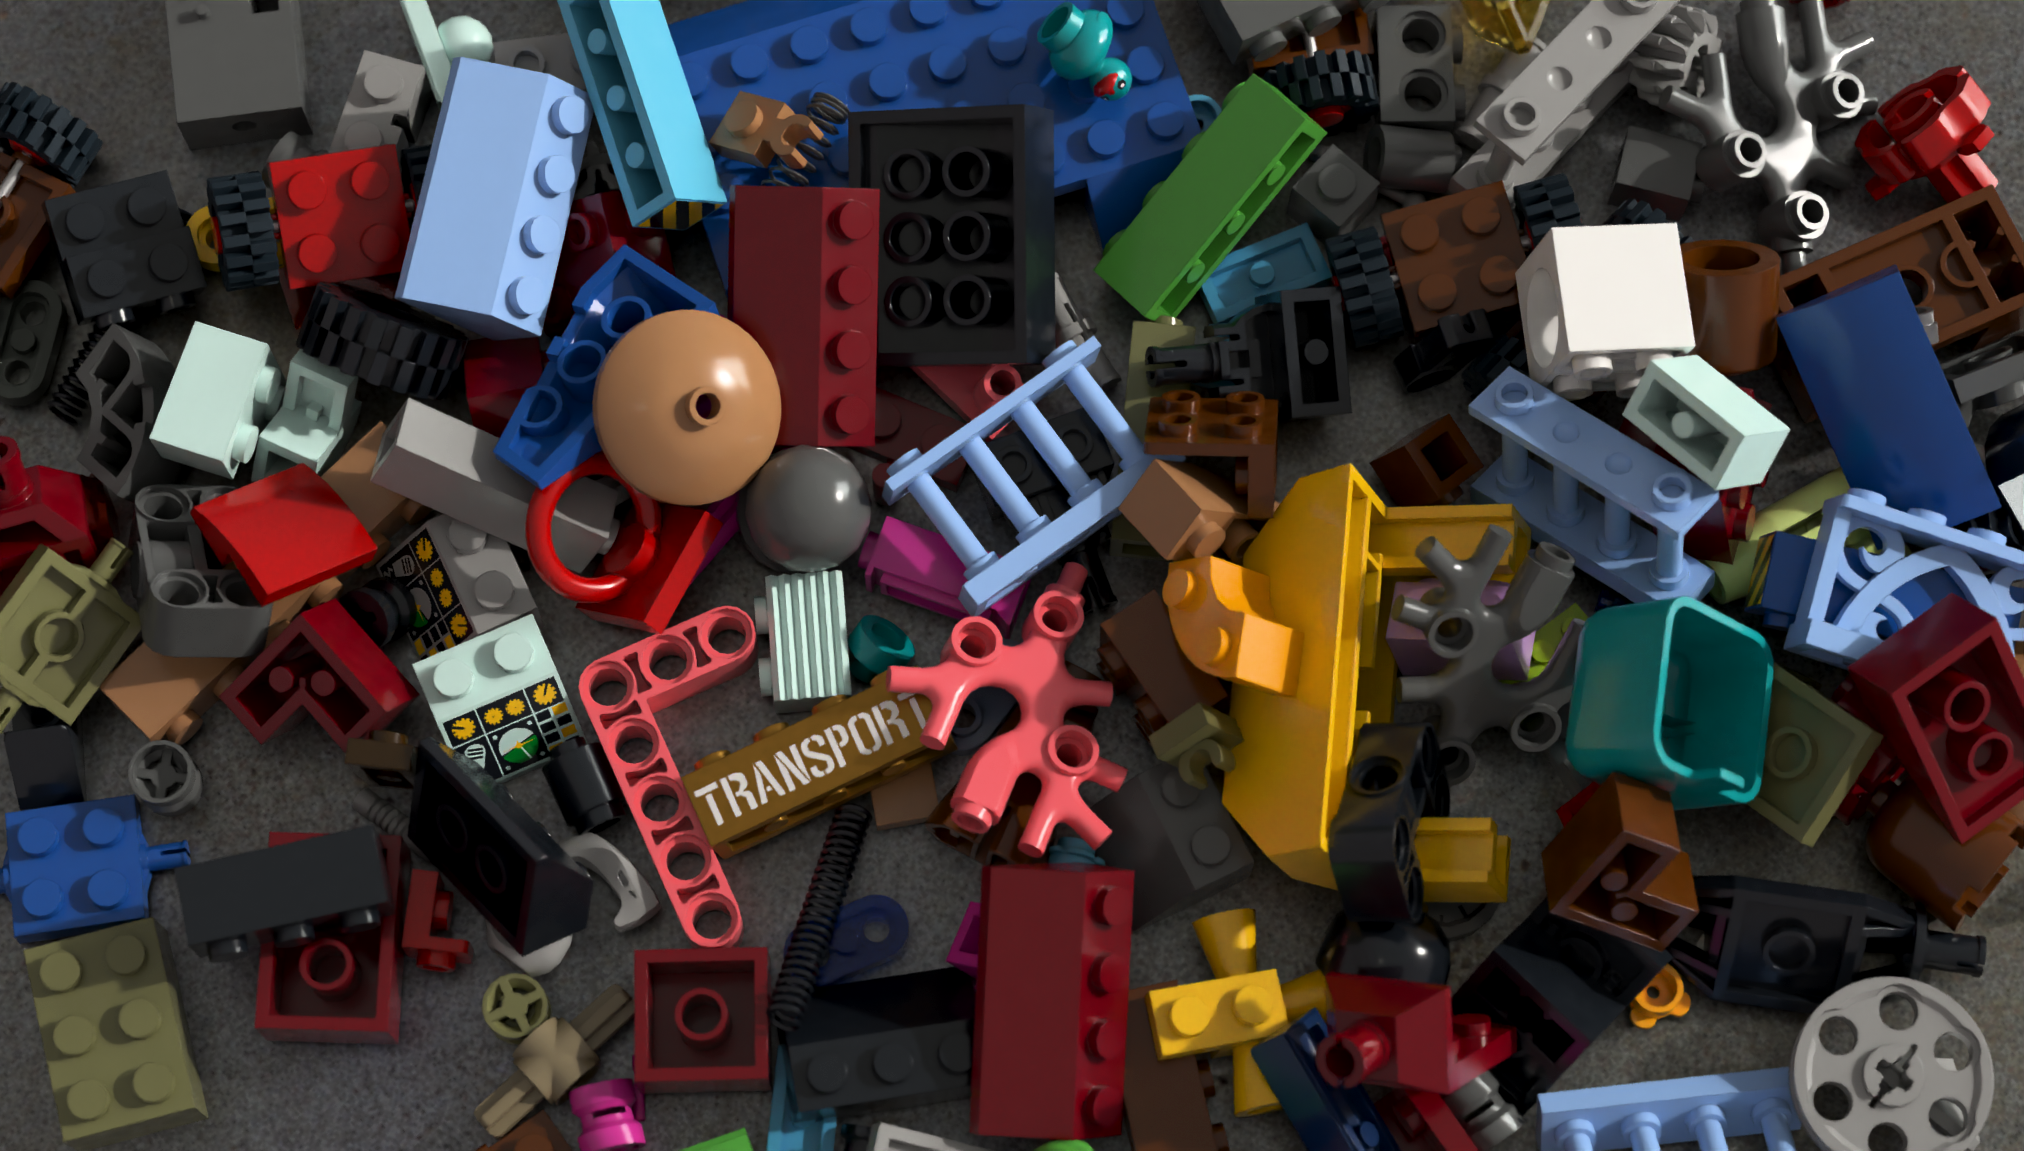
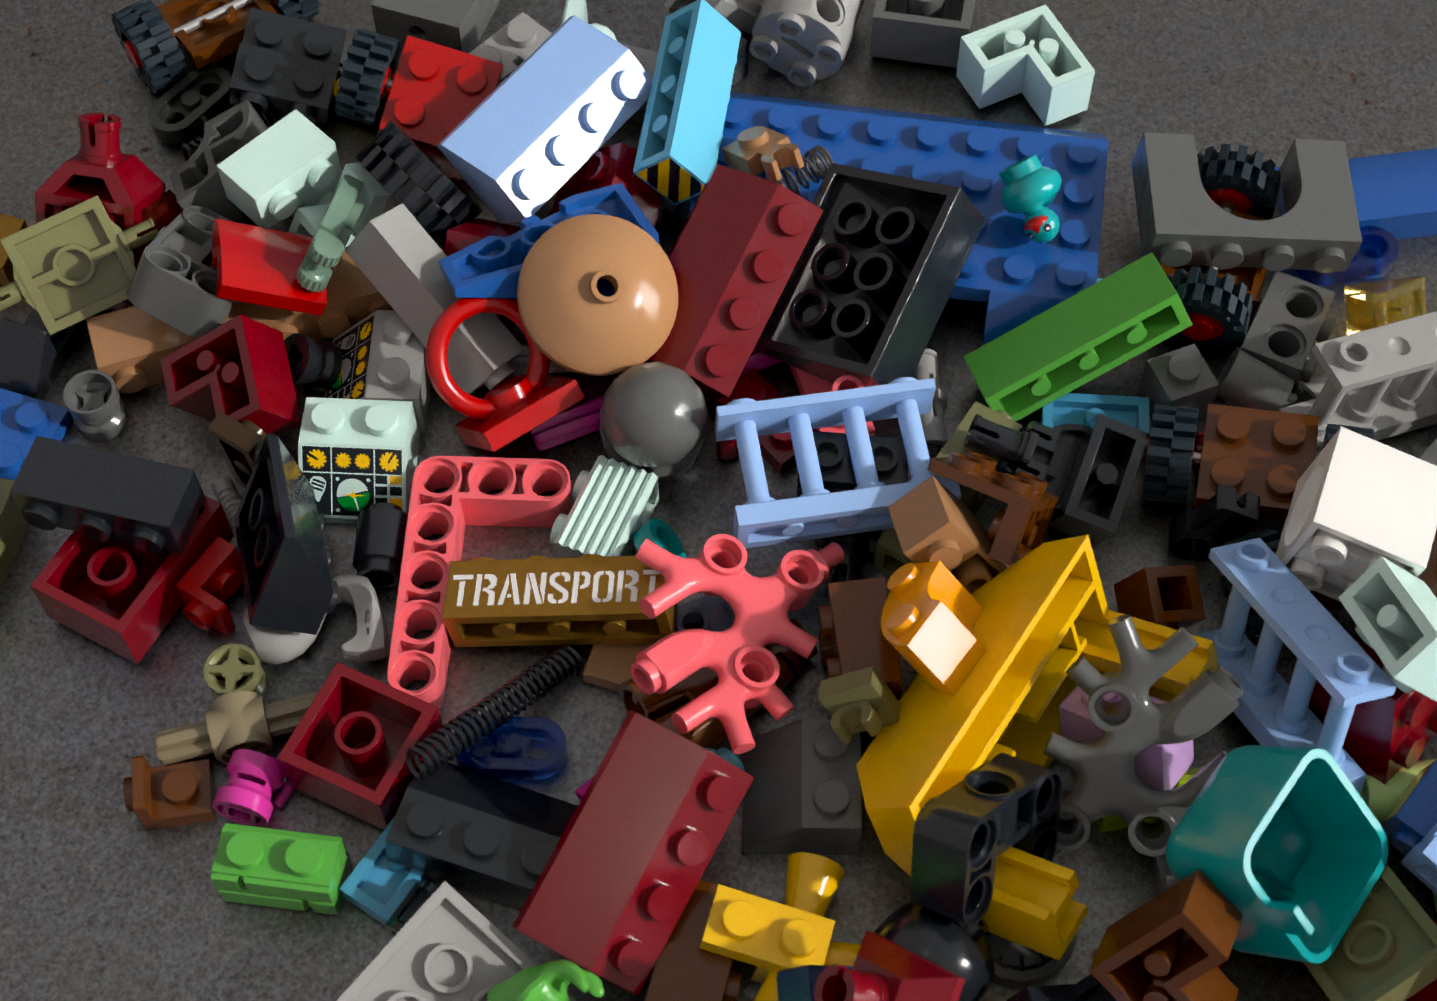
camera: 30 degrees right, 15 degrees down
(332, 464) = (331, 236): none -> sand green hinge
(927, 573) = (708, 501): dark pink window -> none

